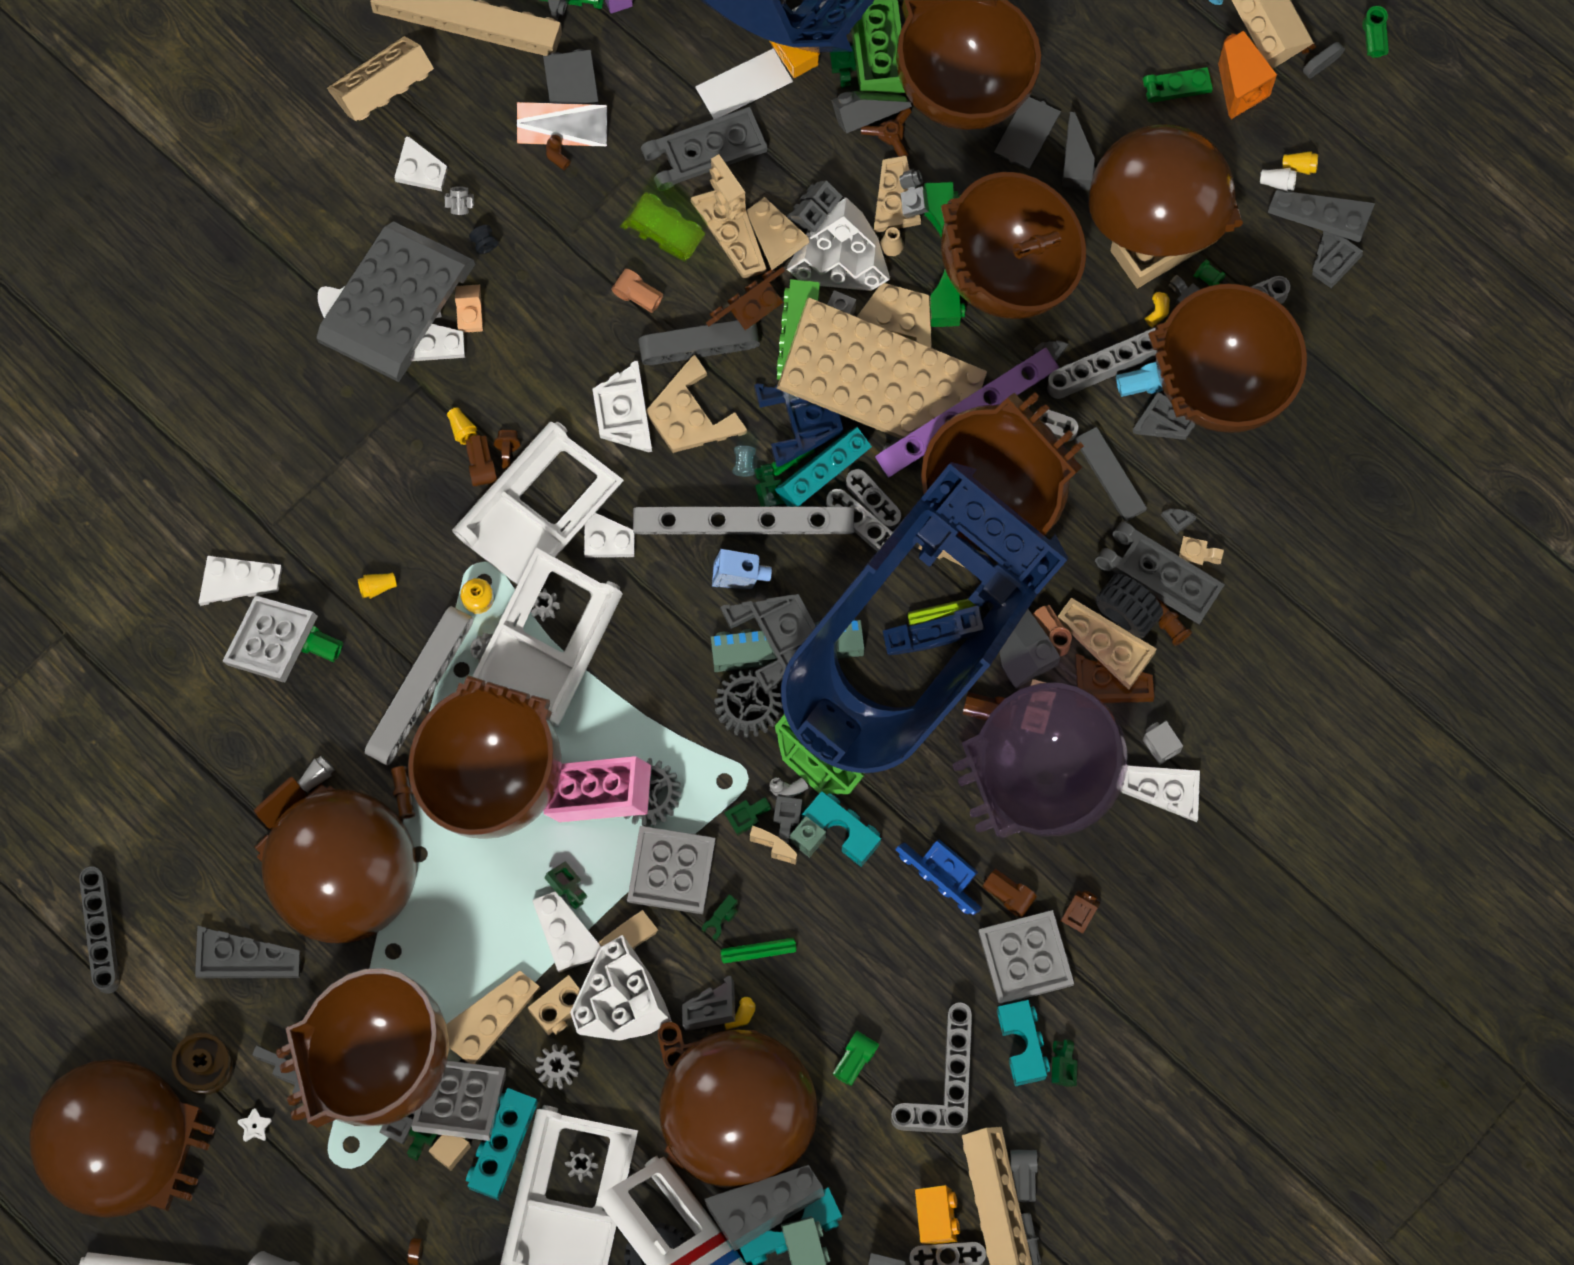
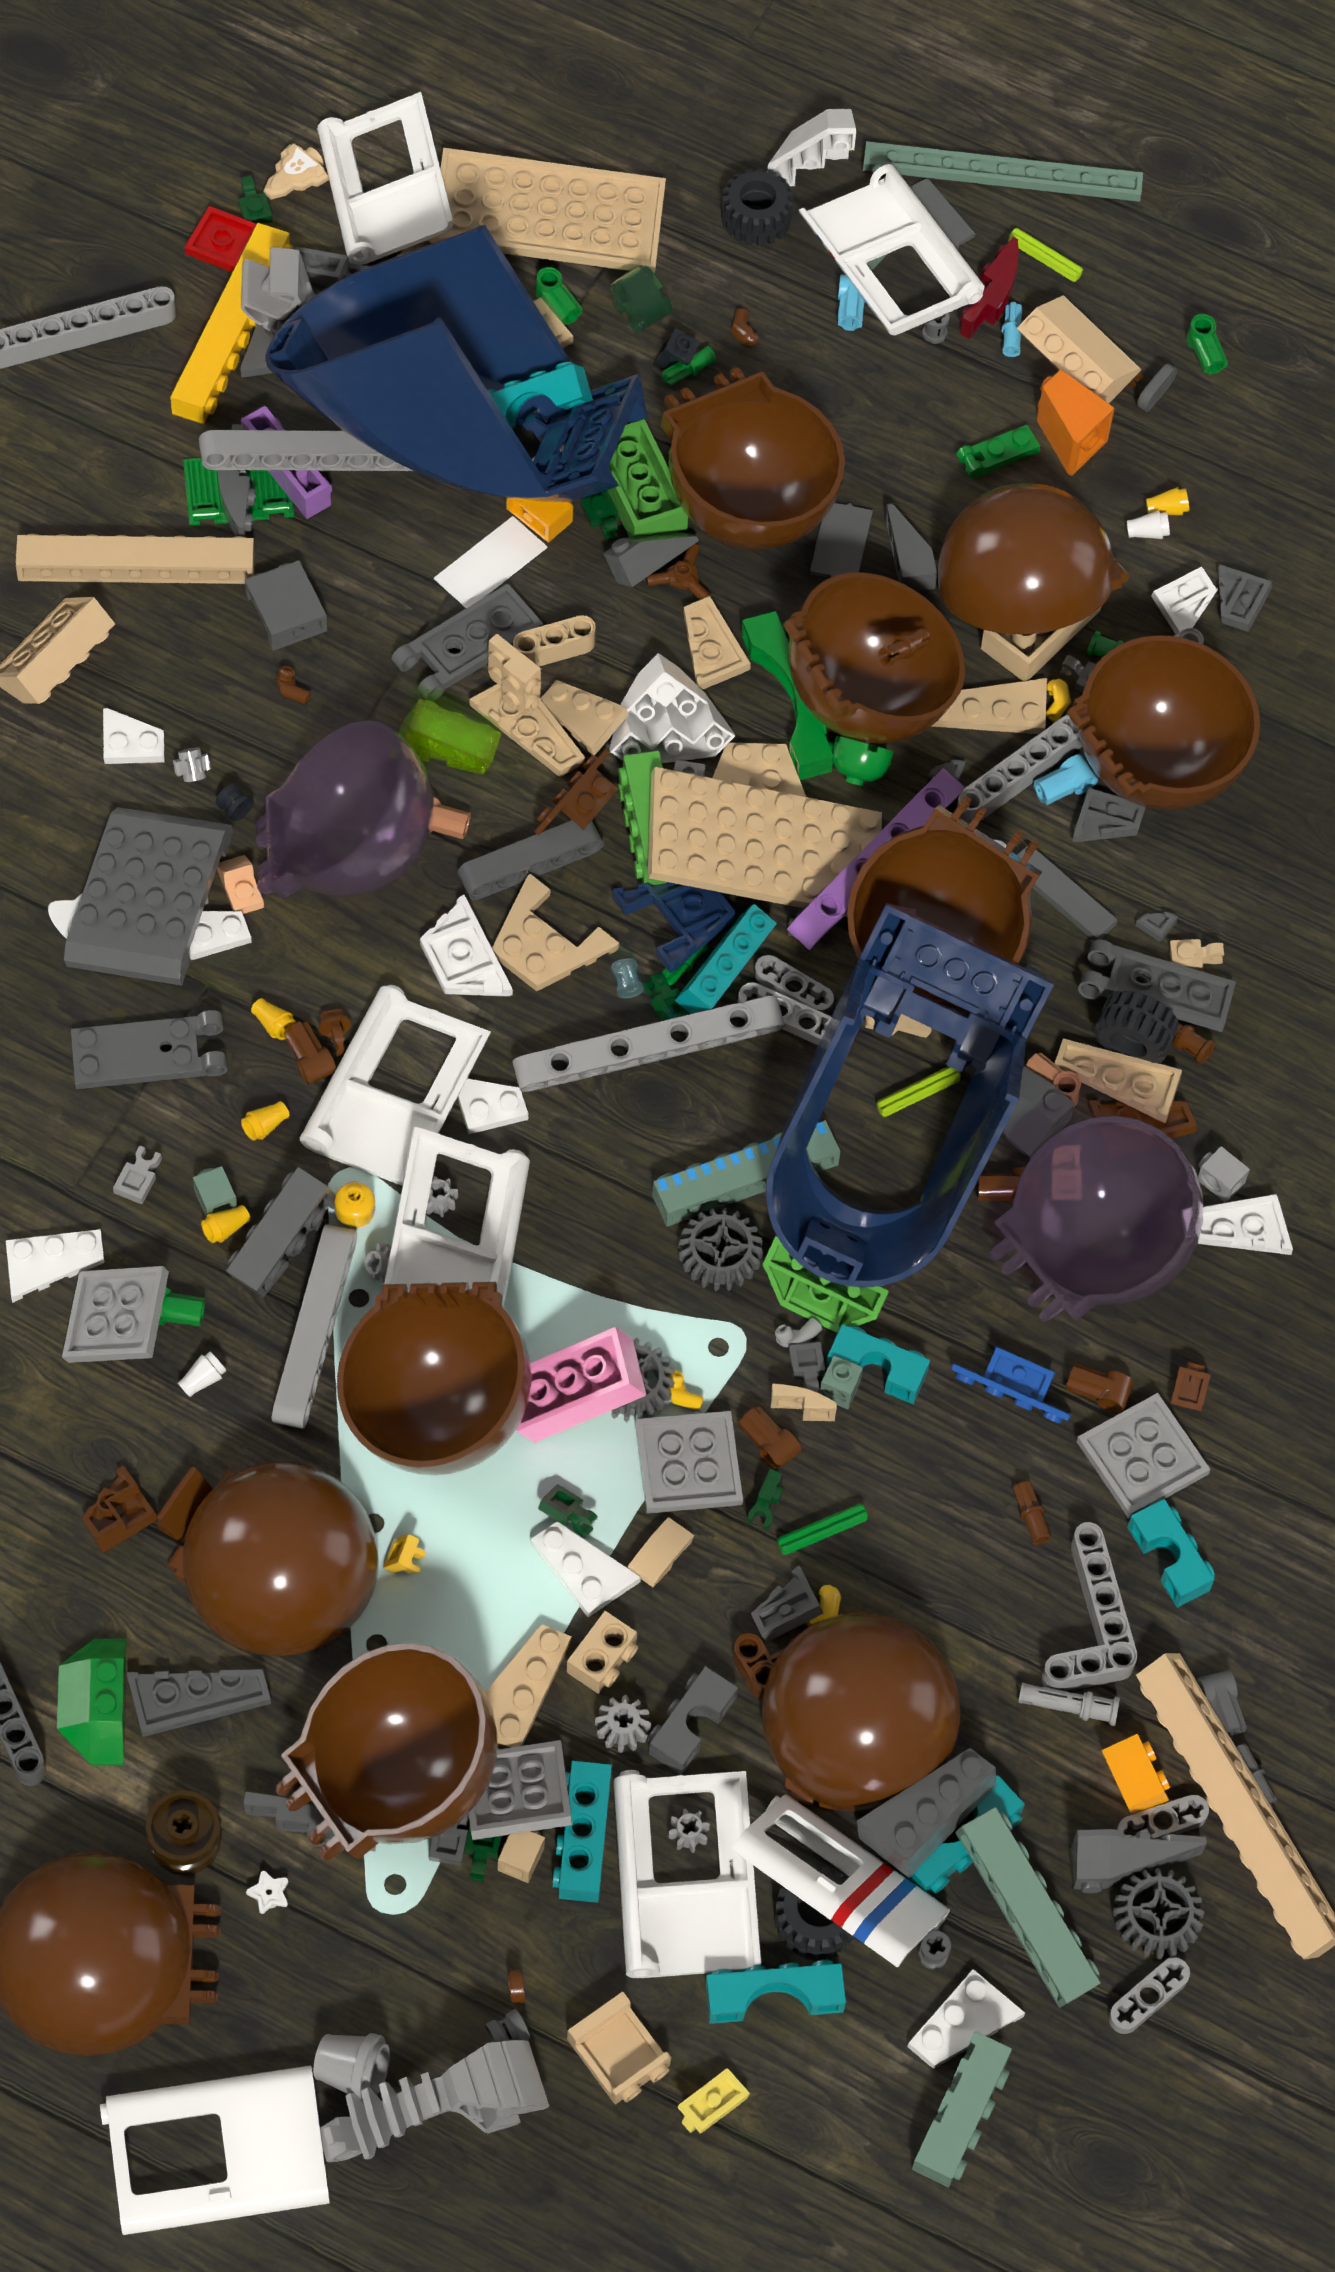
camera: 20 degrees left, 10 degrees down
(169, 940) = (94, 1701): none -> green wedge
(229, 795) = (118, 1512): none -> reddish brown slope
(316, 773) = (219, 1459): light grey cone -> none
(319, 531) = (137, 1179): none -> light grey plate
(323, 702) = (202, 1374): none -> white cone
(347, 424) = (133, 1054): none -> dark grey hinge
(374, 557) = (214, 1191): none -> sand green brick
(403, 792) = (332, 1454): reddish brown pin -> none
(414, 604) = (281, 1232): none -> dark grey wedge
(429, 508) = (264, 1120): none -> yellow cone
(429, 887) = (401, 1555): none -> yellow tile
(559, 278) = (346, 815): none -> clear purple windscreen
(572, 122) = (304, 647): sticker -> none
(618, 996) = (673, 1621): white brick -> none
(626, 1061) = (706, 1696): none -> dark grey arch
(682, 813) = (681, 1396): none -> yellow arm
(738, 570) = (660, 1100): light blue torso -> none
(741, 872) = (774, 1444): none -> reddish brown piece
(743, 815) = (758, 1378): dark green plate -> none
(761, 172) = (563, 632): none -> tan beam
(784, 625) = (739, 1146): dark grey wing -> none
(814, 205) = (622, 672): dark grey legs -> none
(858, 1053) = (980, 1616): green piece -> none
(892, 243) = (724, 694): tan cone -> none
(915, 199) = (737, 639): dark grey plate -> none
(916, 1147) = (1084, 1705): none -> light grey pin
(924, 980) = (1032, 1513): none -> reddish brown axle
(934, 633) = (917, 1116): dark blue slope -> none
(982, 326) = (860, 760): none -> green cylinder
(1063, 1066) = (1229, 1567): dark green plate -> none
(1110, 305) = (1002, 708): none -> tan wing
(1288, 249) = (1185, 599): none -> white wing
(1324, 213) = (1217, 551): dark grey wing -> none

